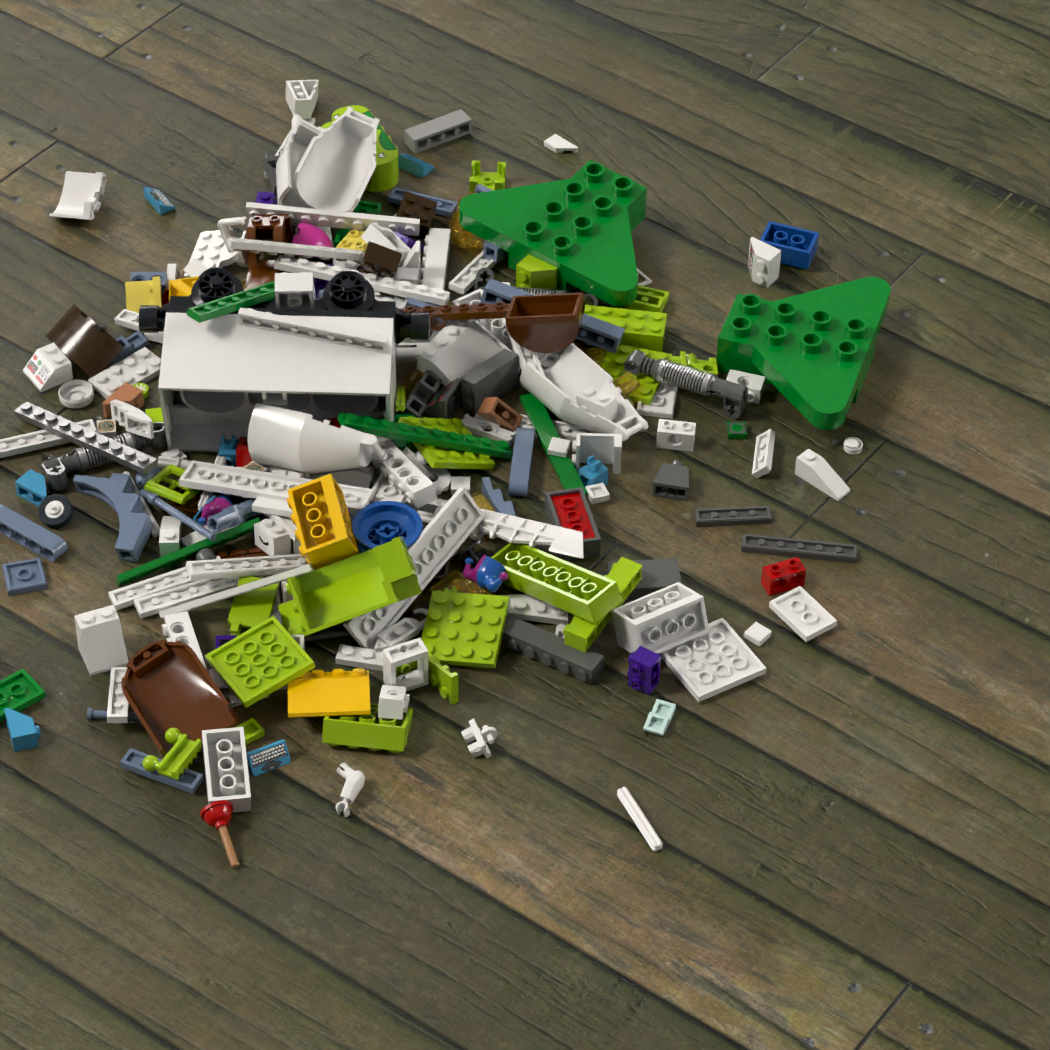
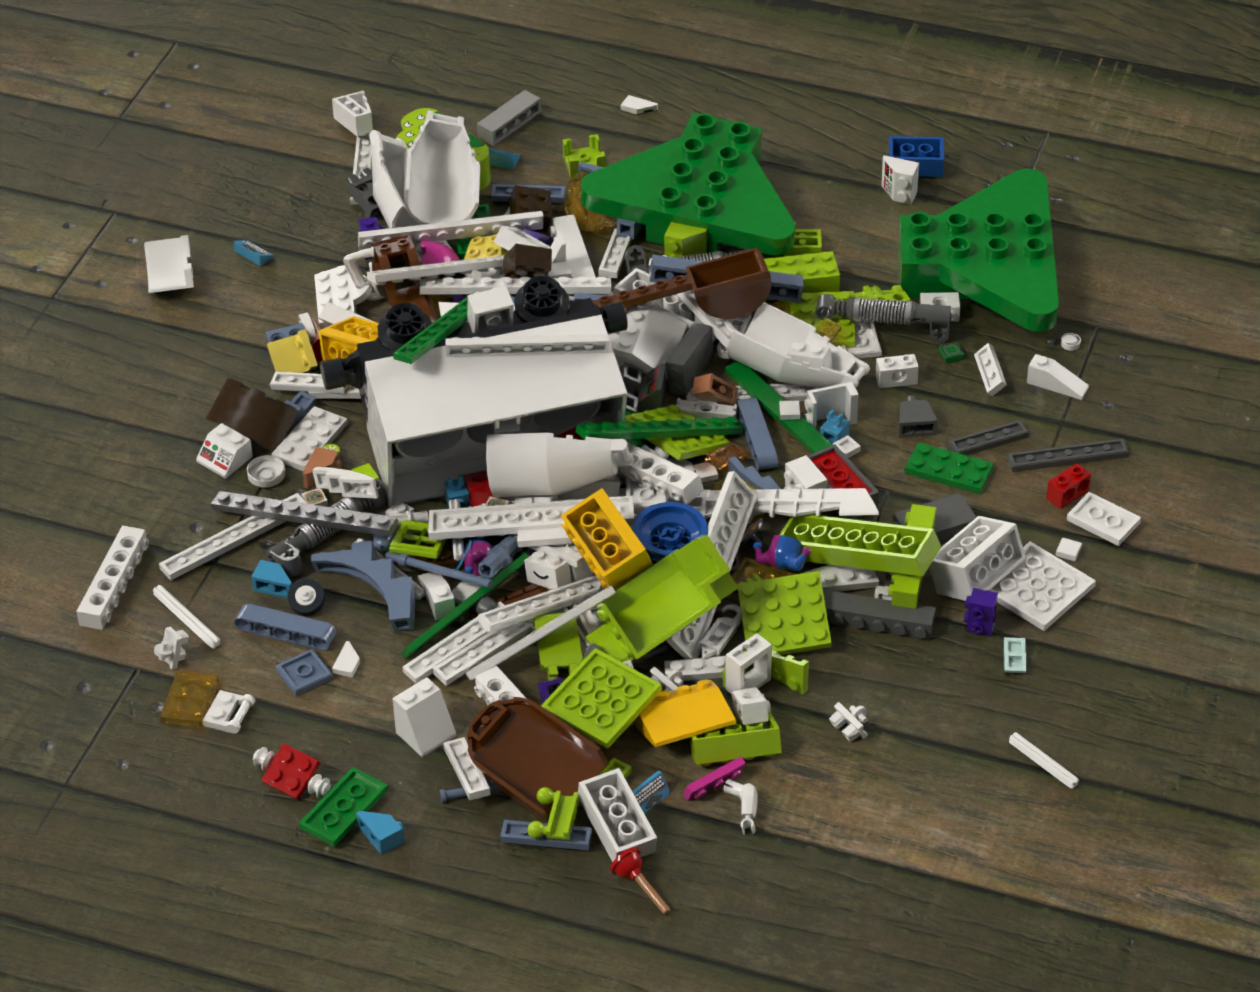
camera: 15 degrees left, 0 degrees up
(64, 576) = (347, 661): none -> white tile
(324, 660) = (668, 683): none -> white hips
(332, 759) = (714, 779): none -> dark pink plate
(475, 475) = (720, 457): none -> clear orange plate
(538, 508) = (803, 475): none -> white brick
(683, 534) = (949, 468): none -> green plate

